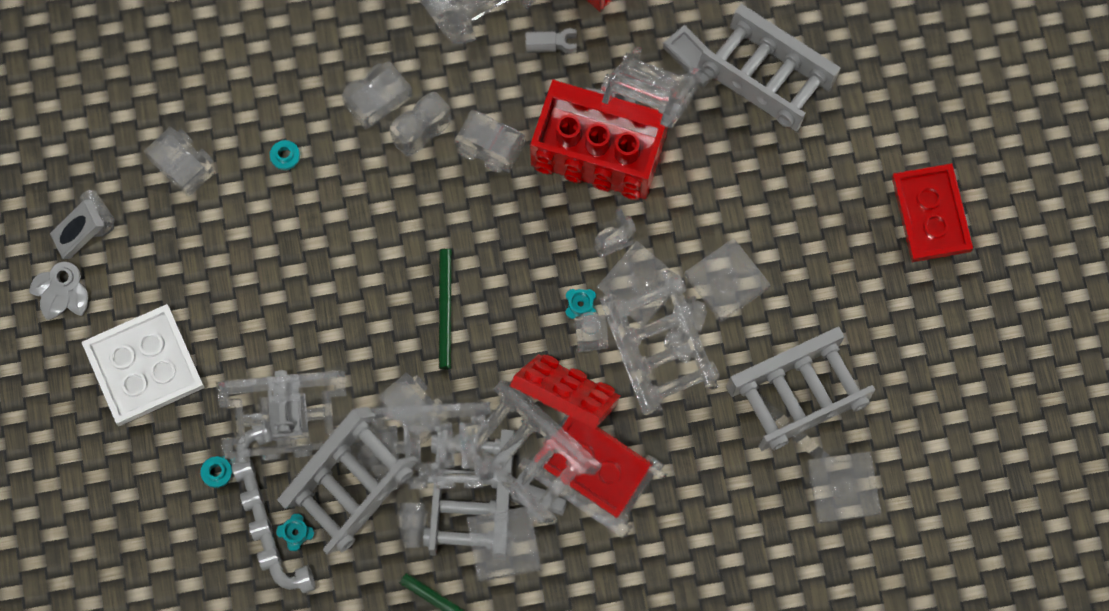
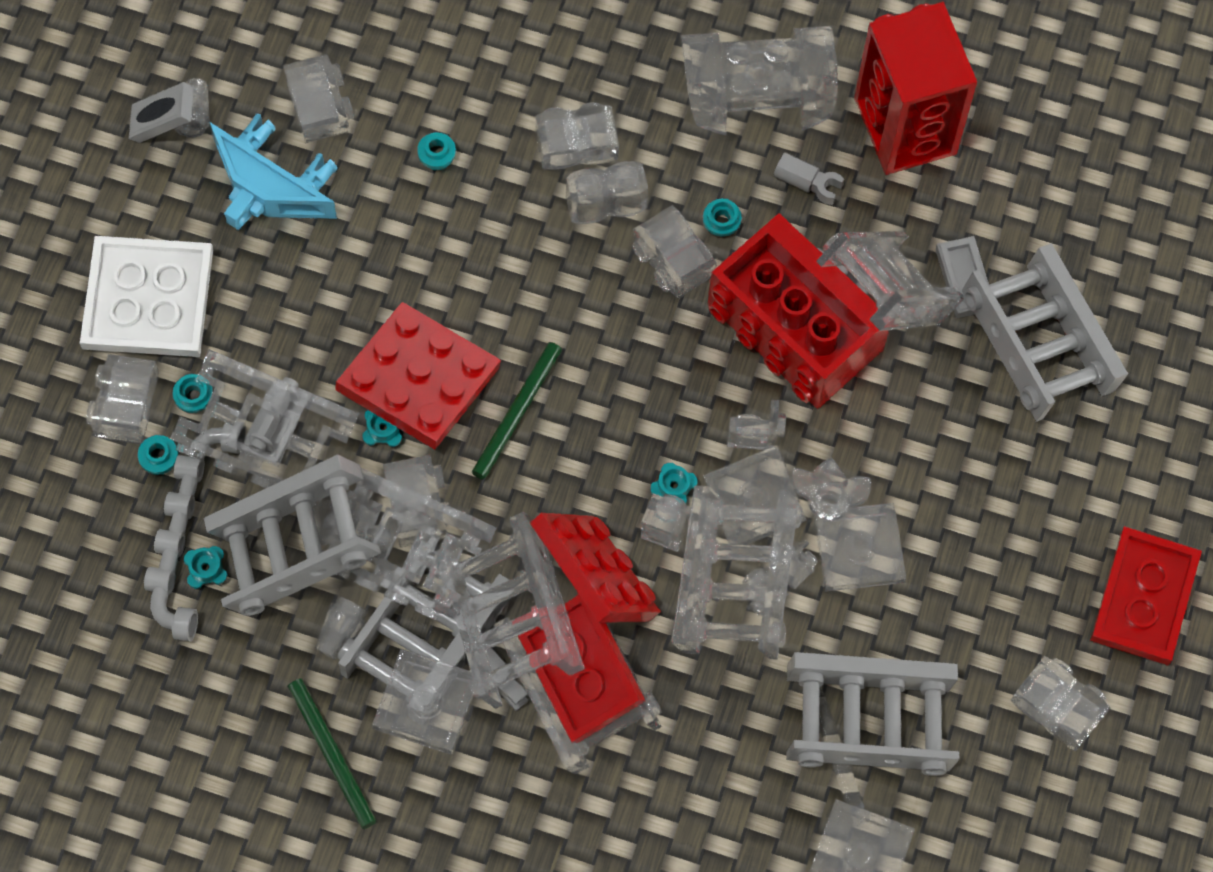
camera: 25 degrees right, 5 degrees down
(58, 295) = (102, 175): light grey plate -> none
(169, 445) = (124, 398): none -> clear brick
(177, 243) = (266, 187): none -> medium azure connector
(206, 412) = (184, 386): none -> teal plate
(352, 365) = (375, 435): none -> teal plate
(364, 320) = (418, 375): none -> red plate
(507, 92) = (725, 208): none -> teal plate
(684, 250) = (829, 491): none -> clear plate
(917, 315) = (1061, 702): none -> clear brick

